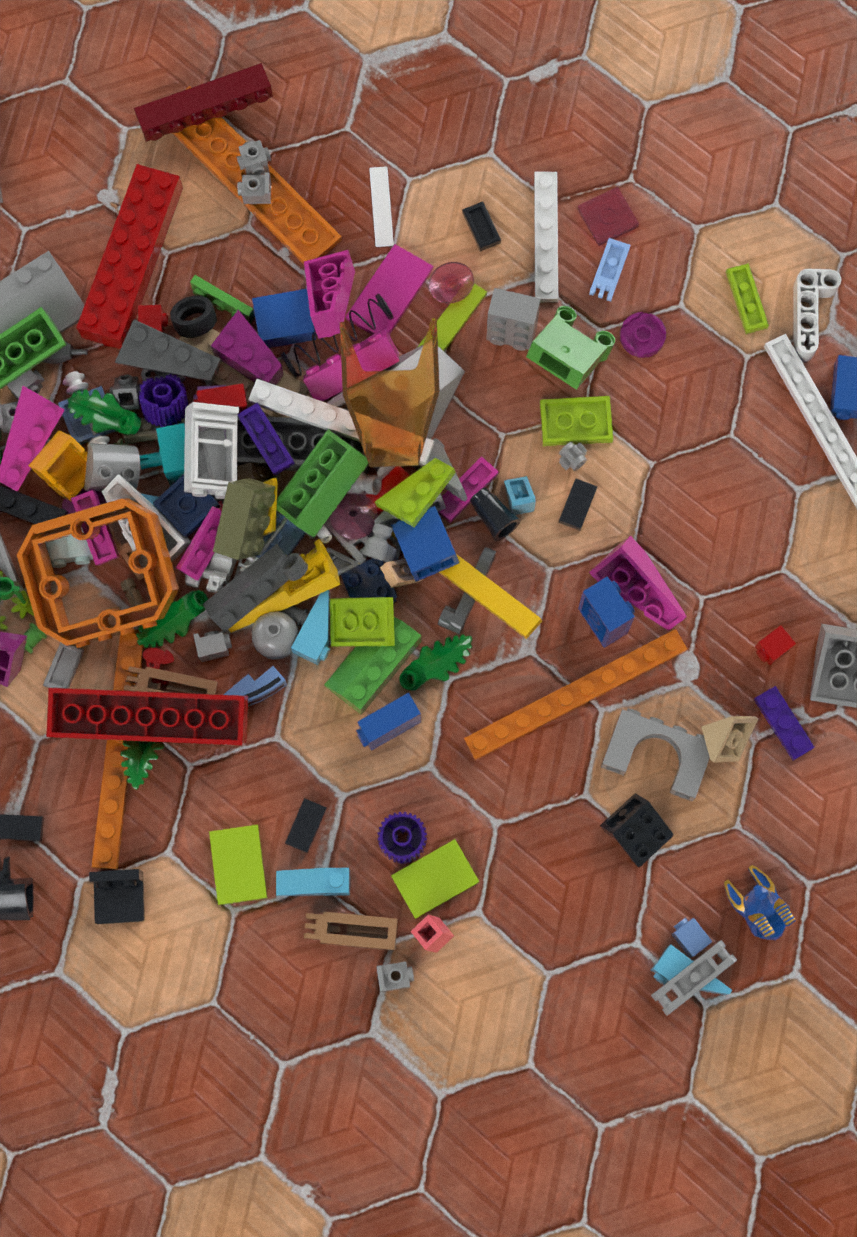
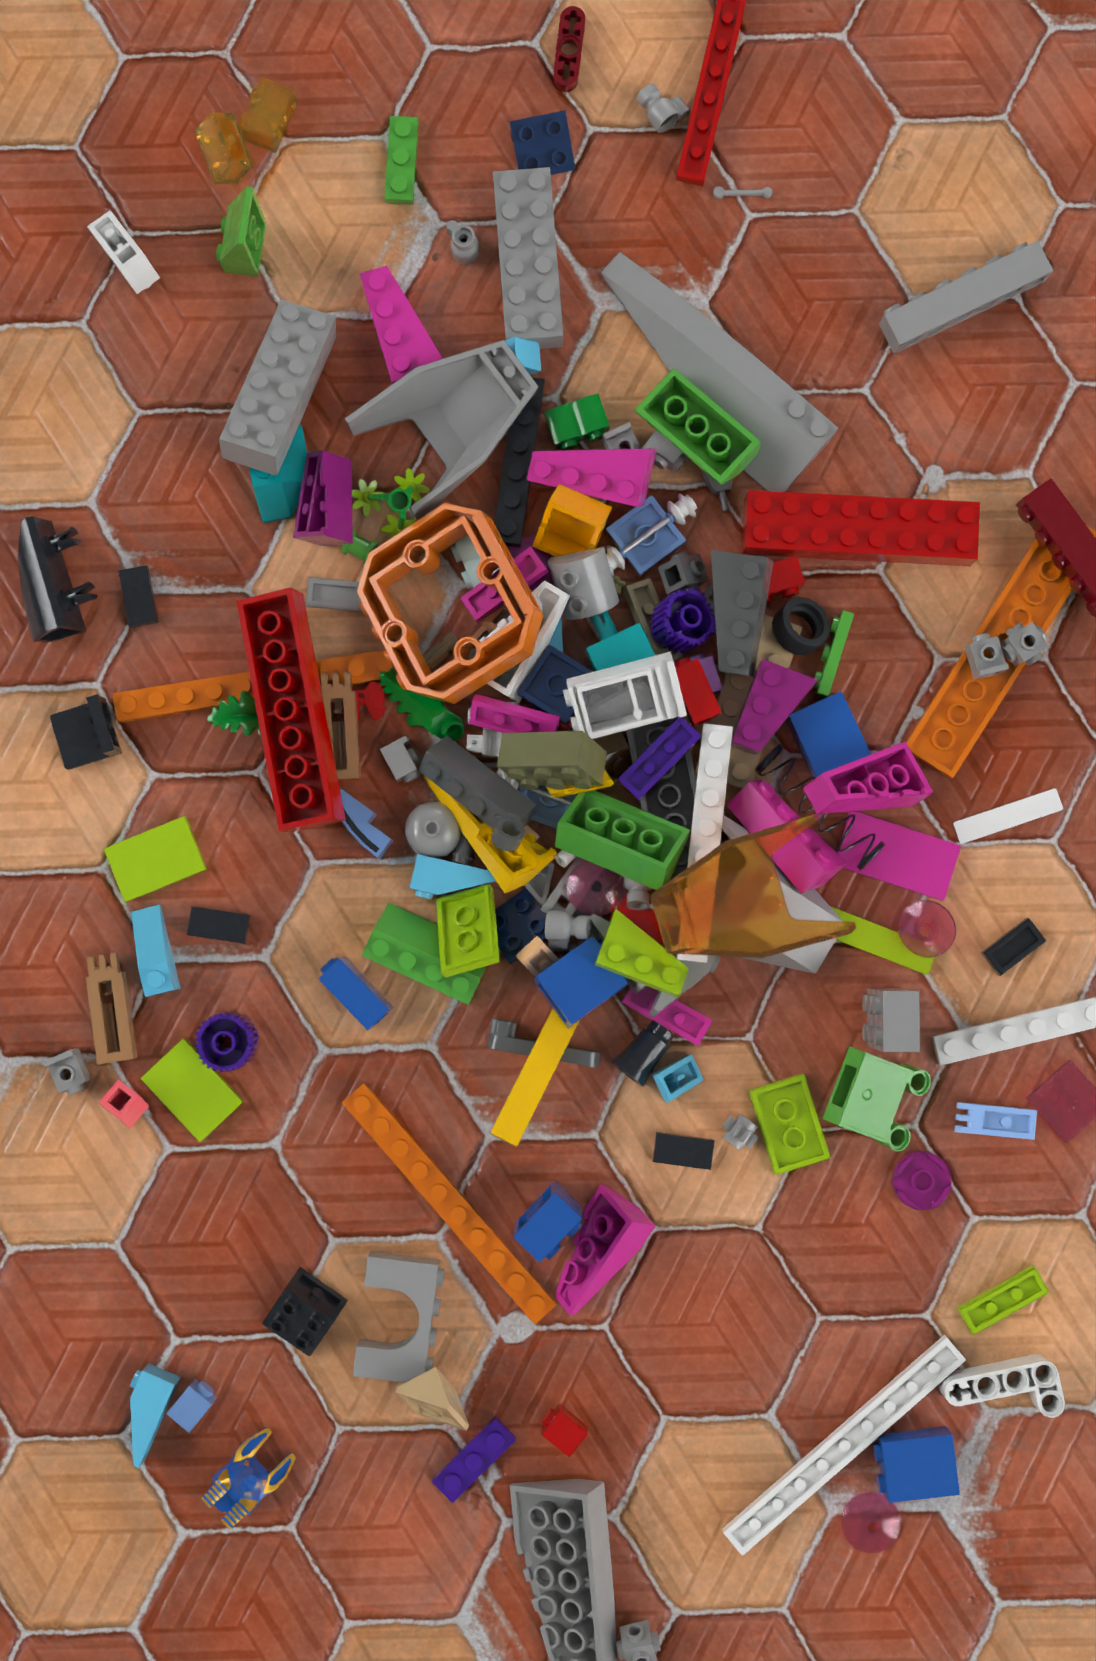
camera: 75 degrees right, 10 degrees up
(103, 413) = (648, 553): green plant -> none
(436, 662) = (446, 1027): green plant -> none
(694, 977) = (139, 1422): light grey plate -> none

